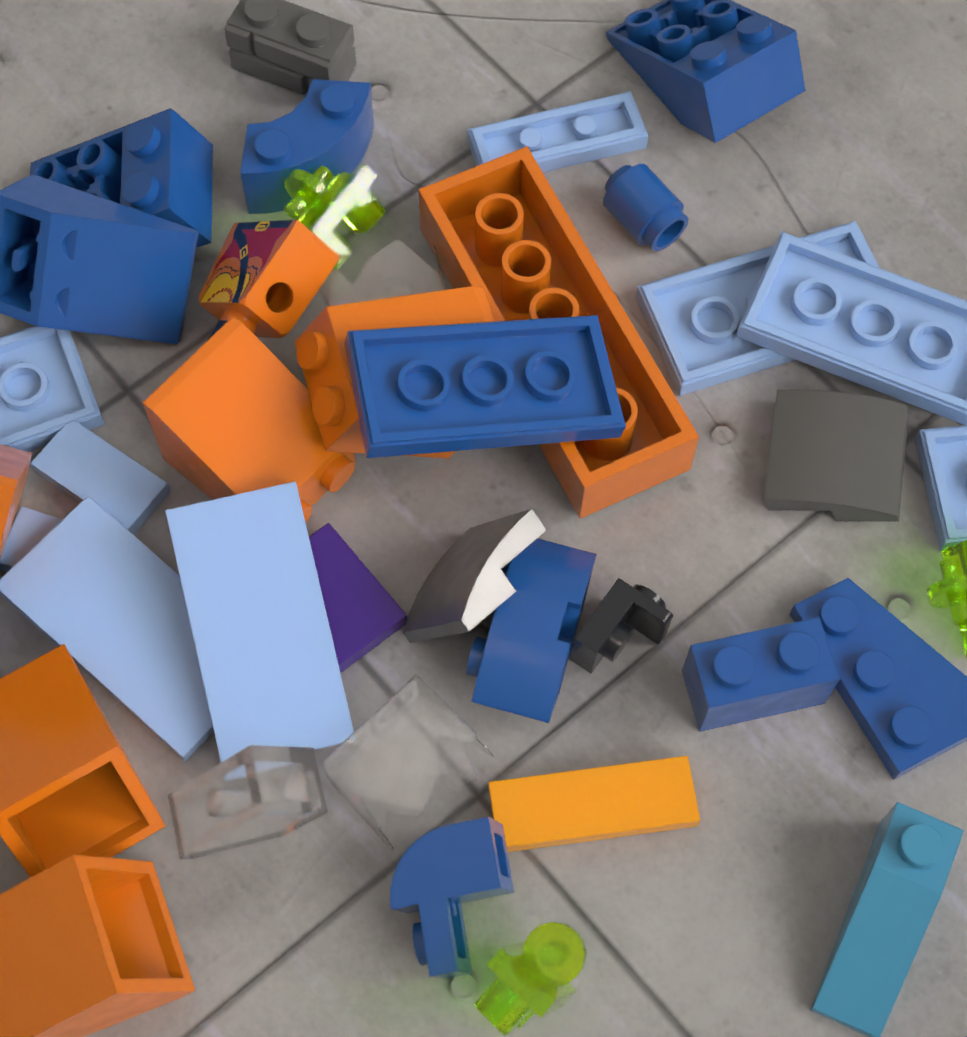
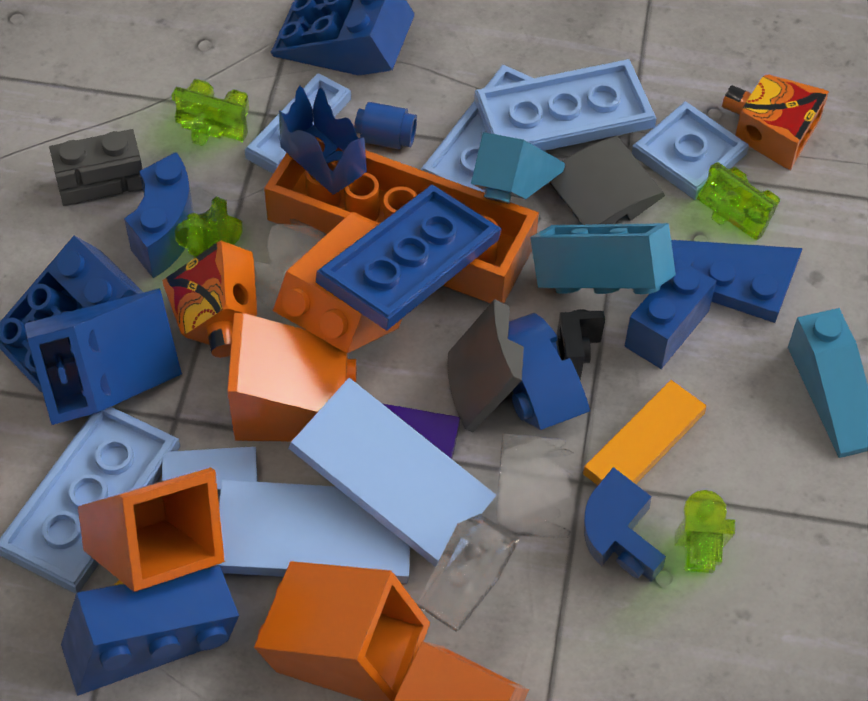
camera: 40 degrees left, 10 degrees down
(458, 67) = (211, 116): none -> clear neon green hips
(514, 218) = (299, 141): none -> blue piece
(712, 362) = (512, 168): none -> dark azure slope
(727, 549) = (603, 257): none -> dark azure brick

